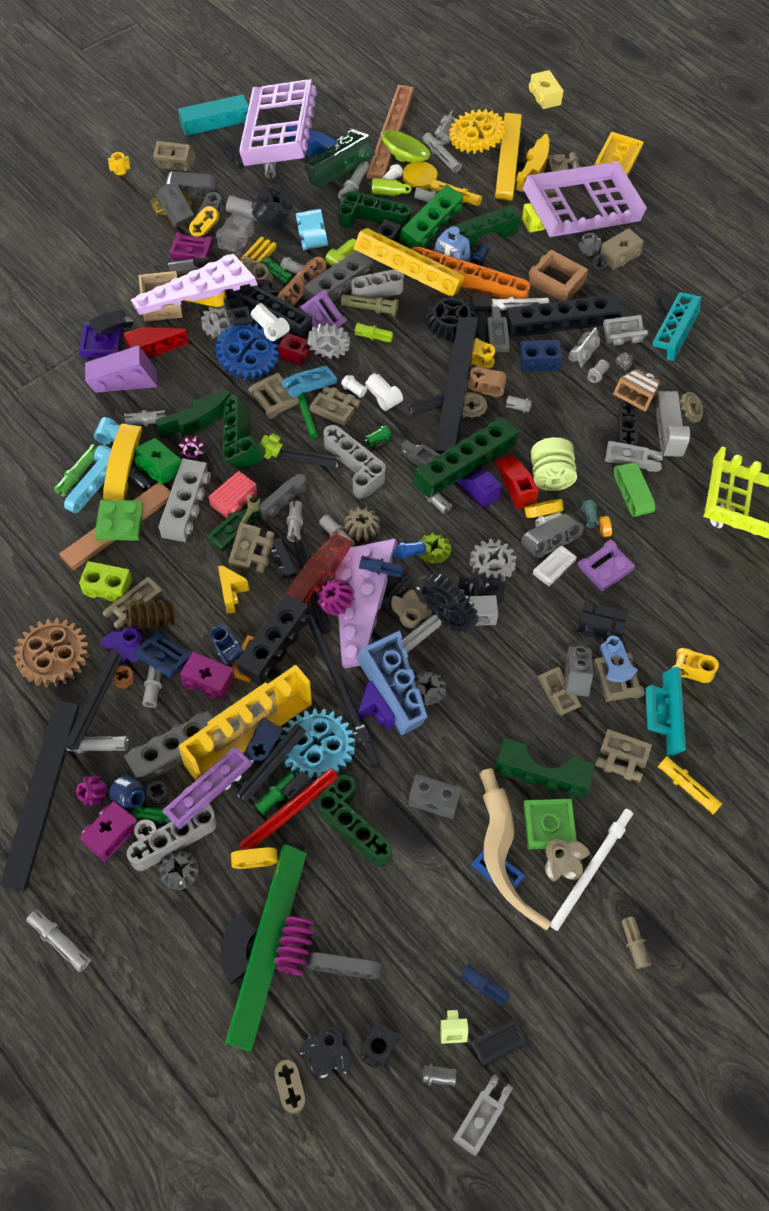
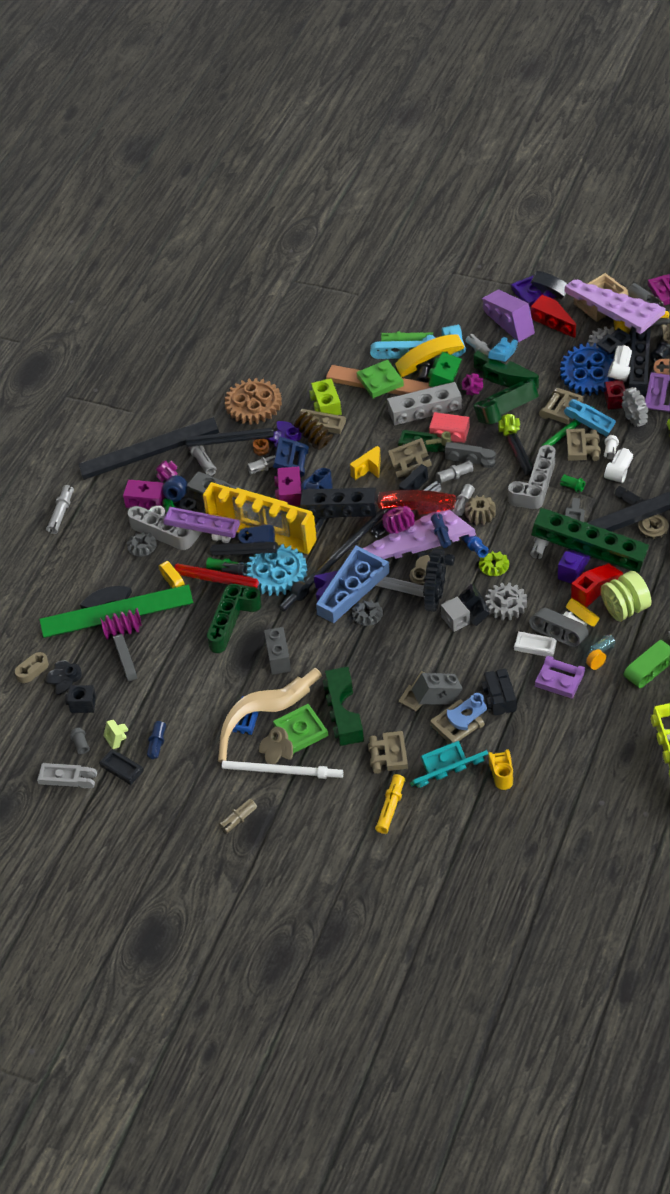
camera: 70 degrees right, 10 degrees down
(169, 400) = (503, 350): none -> dark azure hinge

